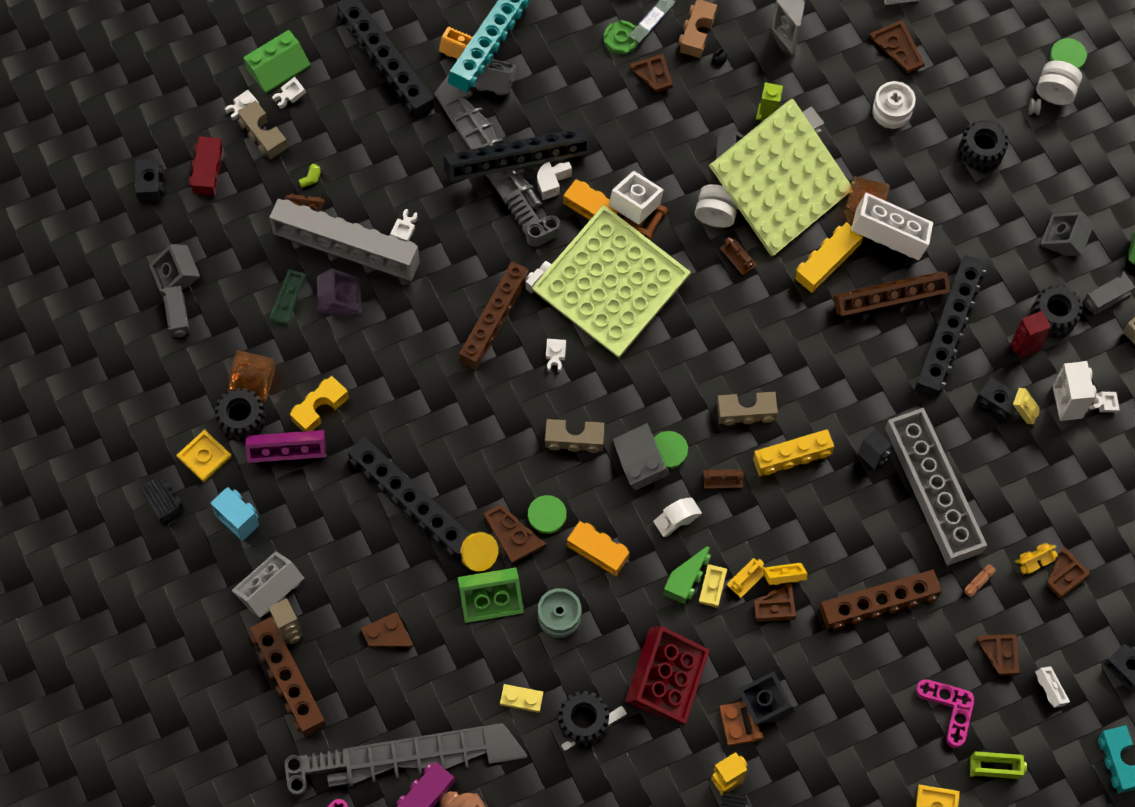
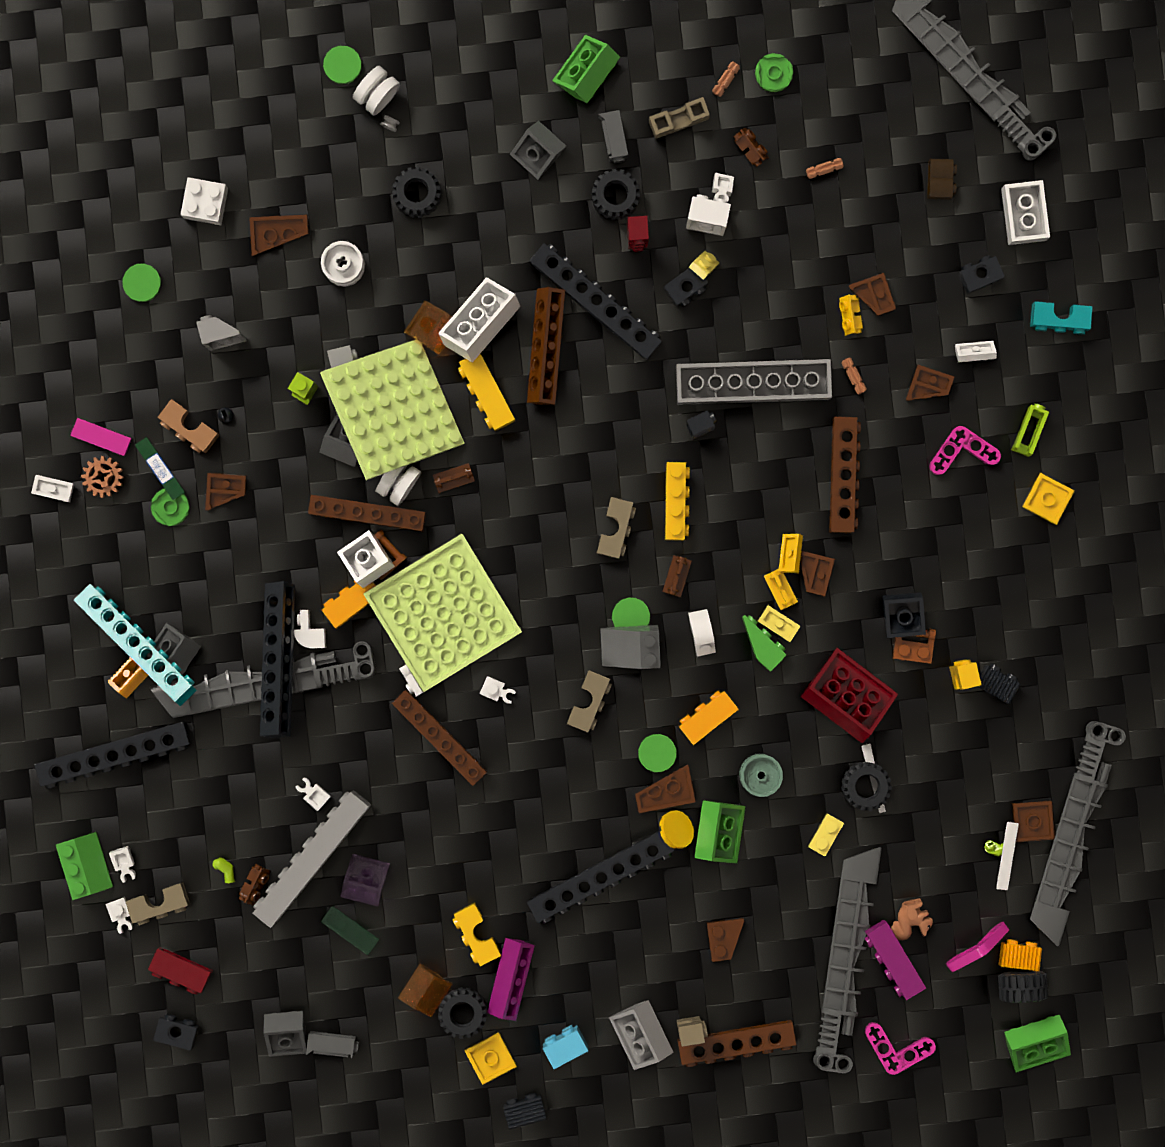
camera: 70 degrees left, 20 degrees up
(678, 193) = (367, 513): none -> reddish brown brick

